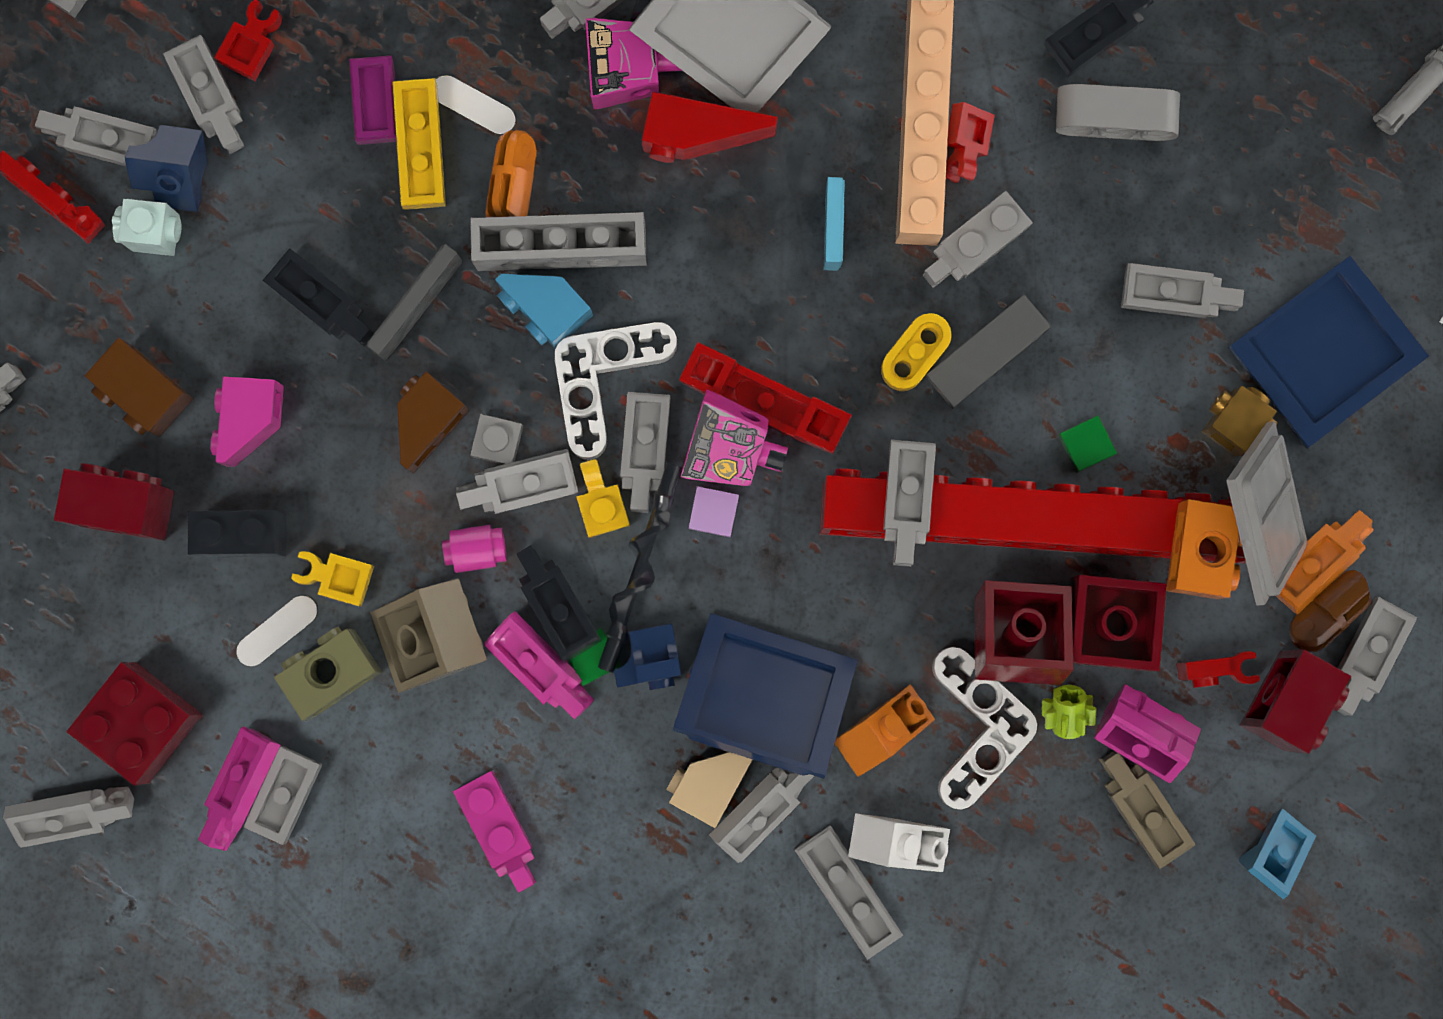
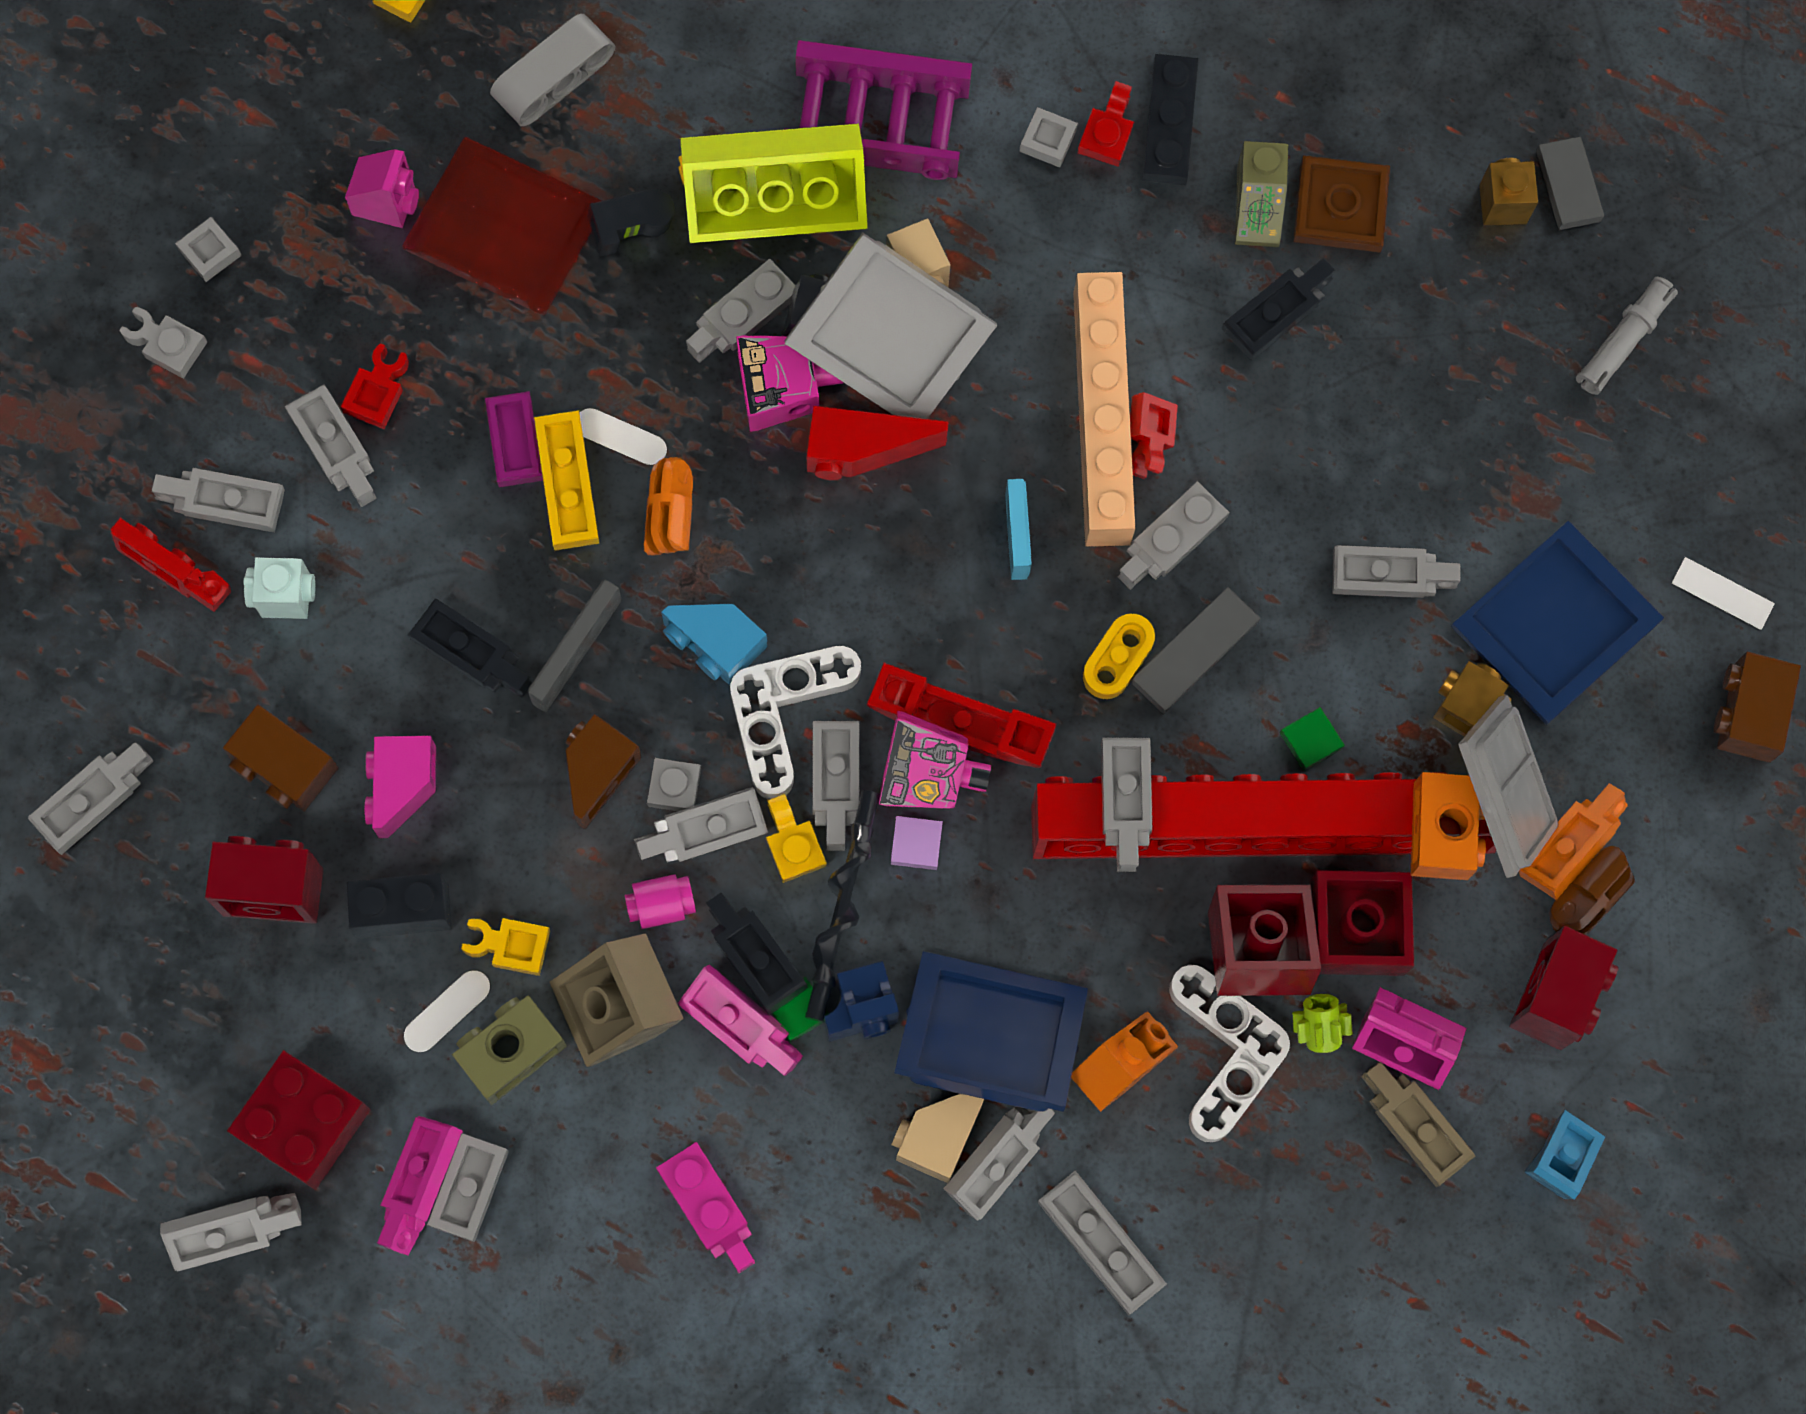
camera: 10 degrees left, 10 degrees down
(170, 167) = (300, 522): dark blue brick -> none
(558, 241) = (726, 568): light grey brick -> none
(899, 843) = (1152, 1181): white slope -> none
(1117, 112) = (1307, 392): light grey beam -> none
(1206, 671) = (1466, 967): red plate -> none
(1374, 651) = (1642, 935): light grey hinge -> none

